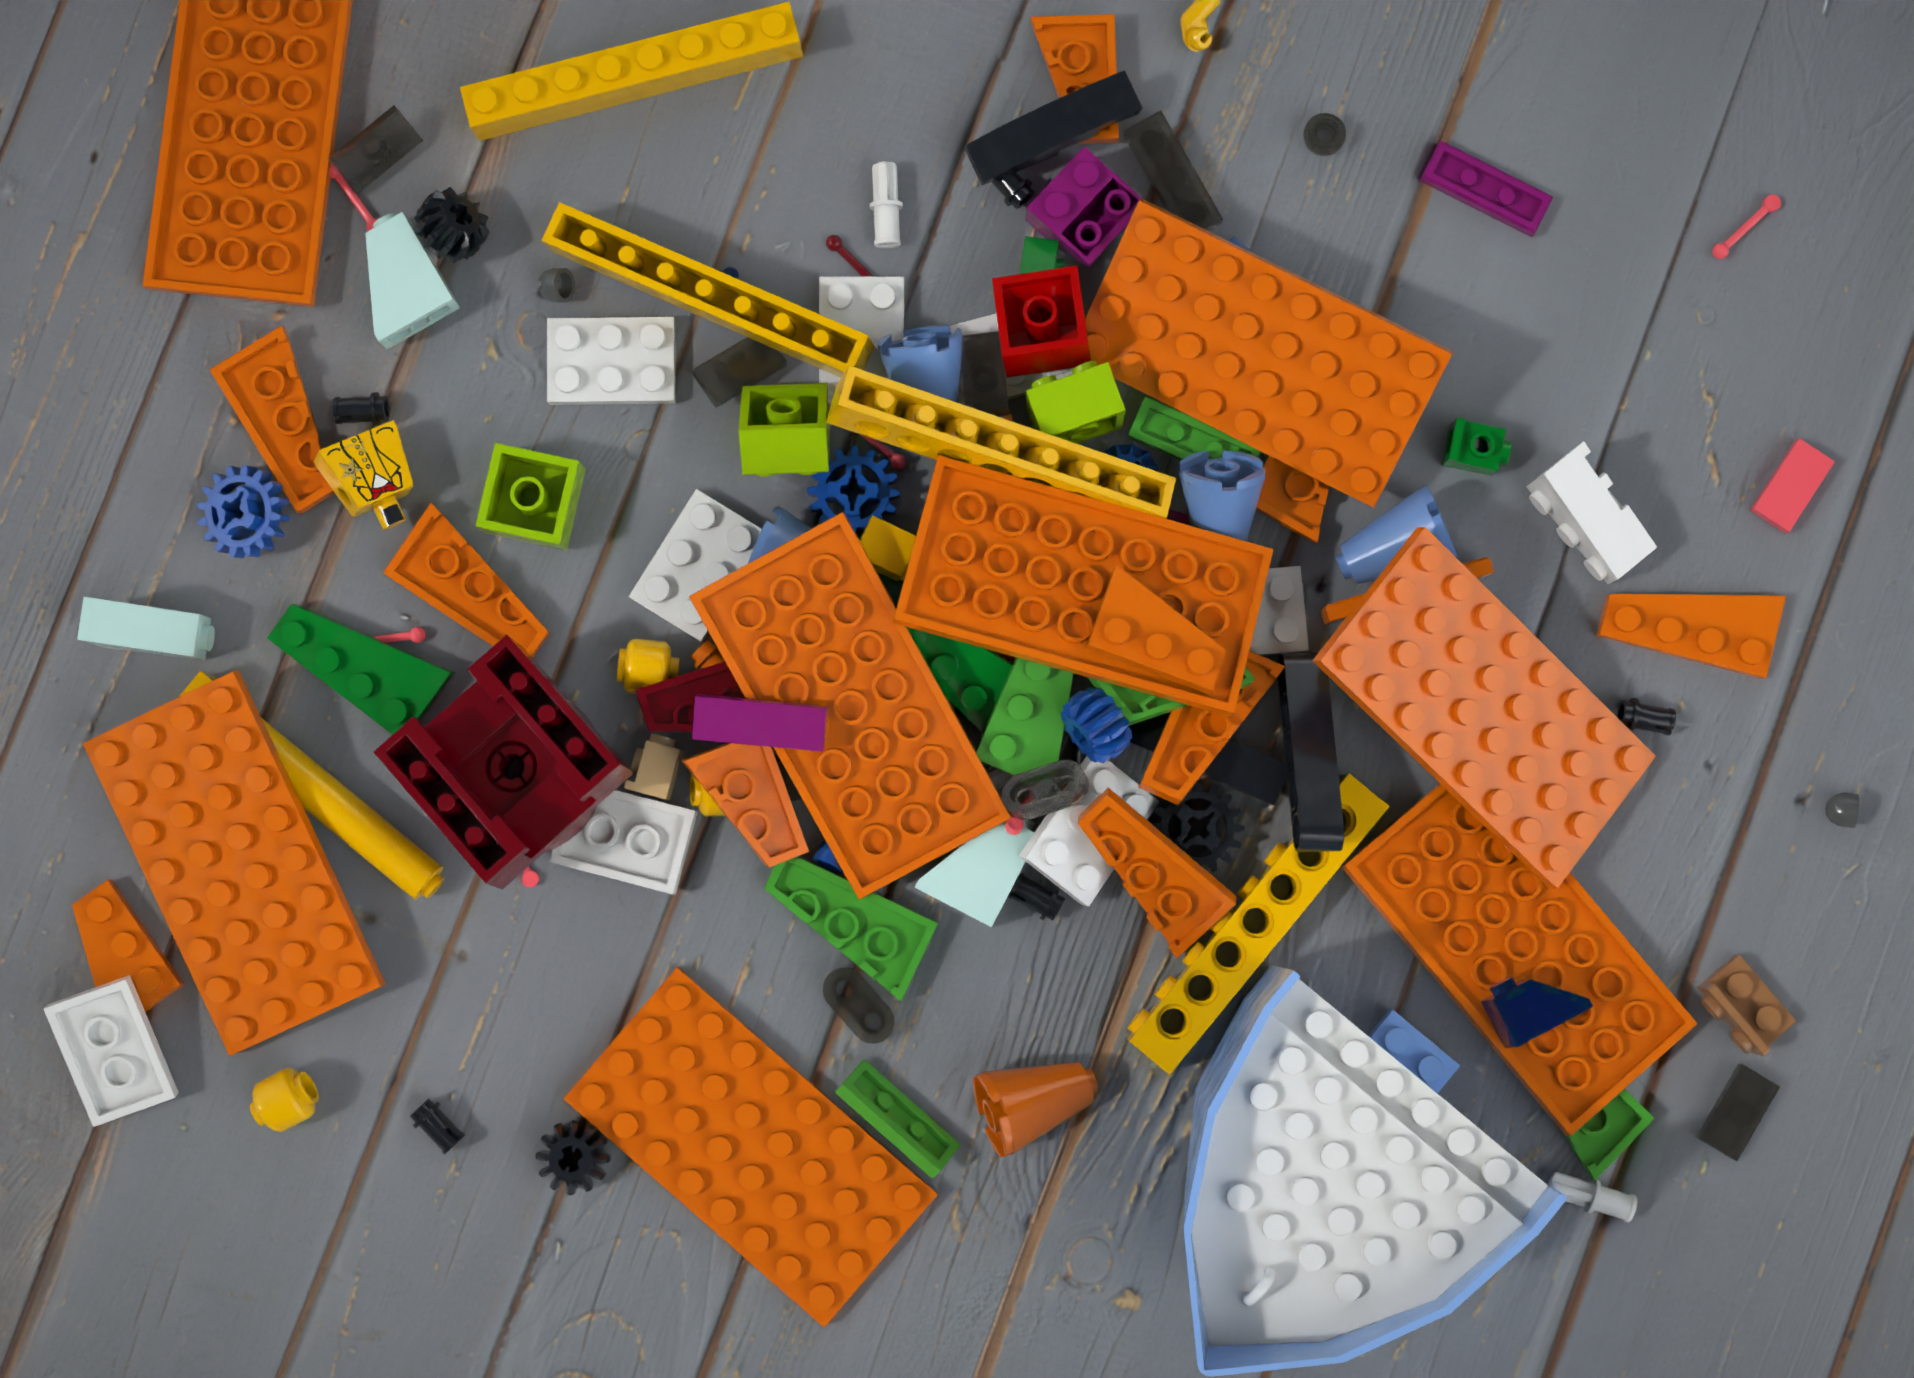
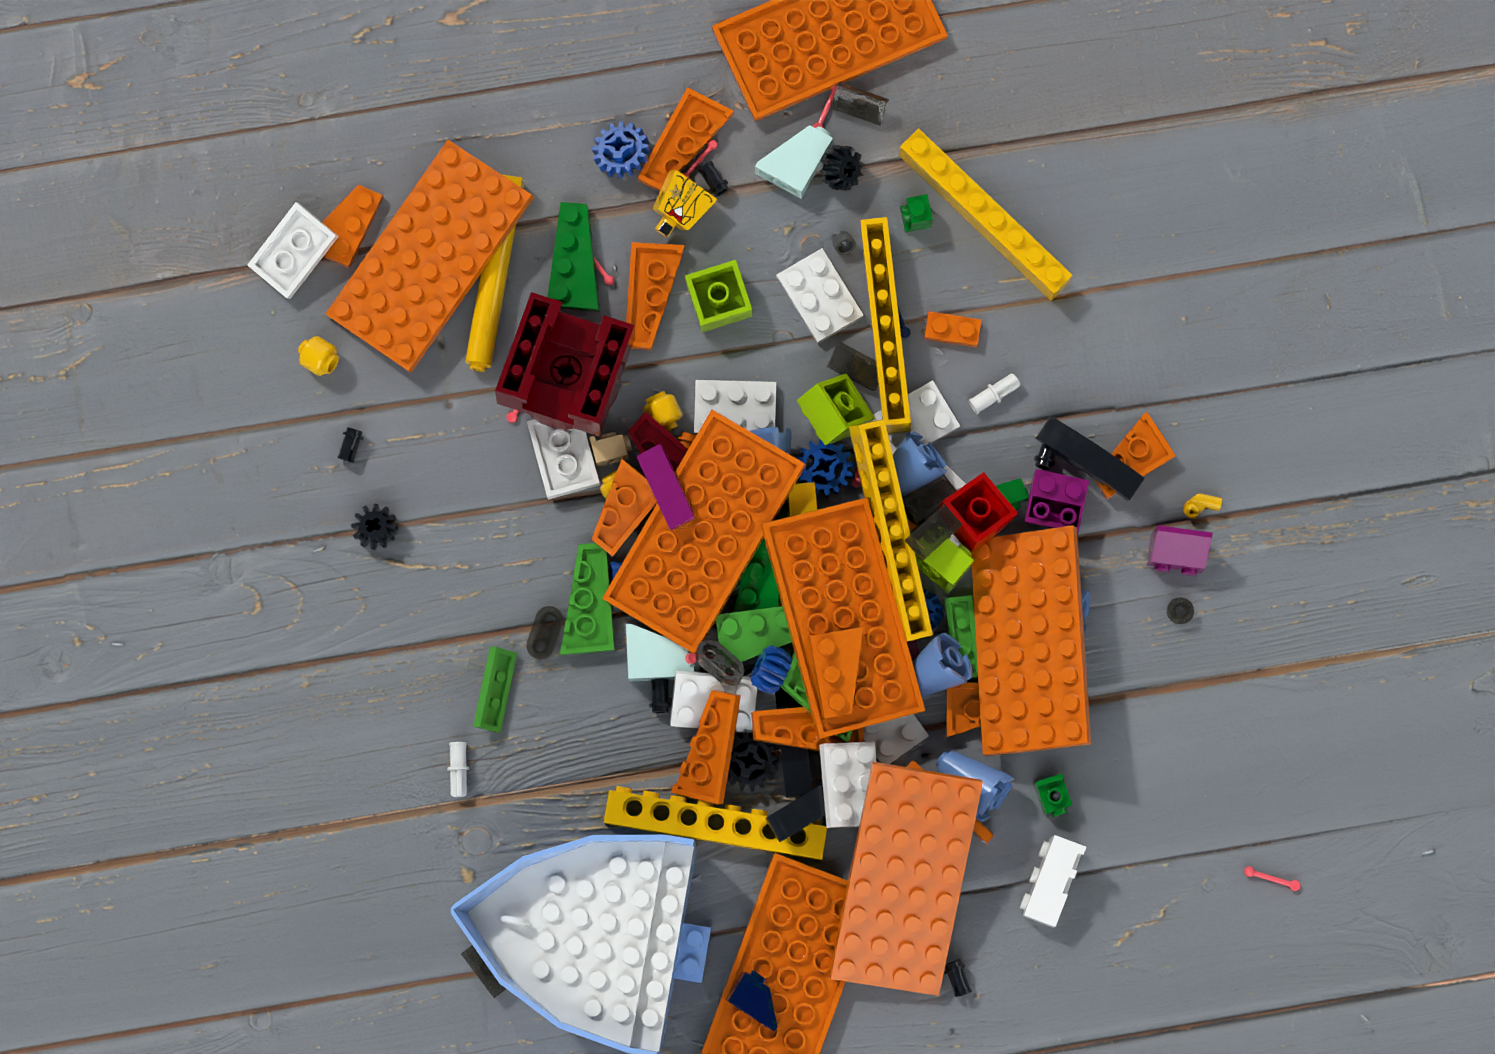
camera: 60 degrees right, 5 degrees down
(145, 629) = (528, 136): light aqua slope -> none
(312, 384) = (712, 145): none -> coral hinge
(576, 162) = (916, 213): none -> green brick
(751, 1146) = (434, 620): orange plate -> none
(764, 209) = (952, 329): none -> orange plate
(834, 243) = (957, 377): dark red hinge -> none
(978, 1231) = (458, 769): none -> white axle
(1030, 1101) = (546, 756): orange cone -> none
(1040, 393) = (933, 532): none -> clear smoke plate
(1171, 171) = (1105, 540): clear smoke plate -> none
(1246, 84) = (1179, 550): none -> magenta slope
(1308, 711) = (845, 780): none -> white plate
(1486, 188) = (1204, 719): magenta tile -> none
(1707, 629) = (1028, 985): orange wing -> none
(1792, 485) = (1139, 988): coral tile -> none

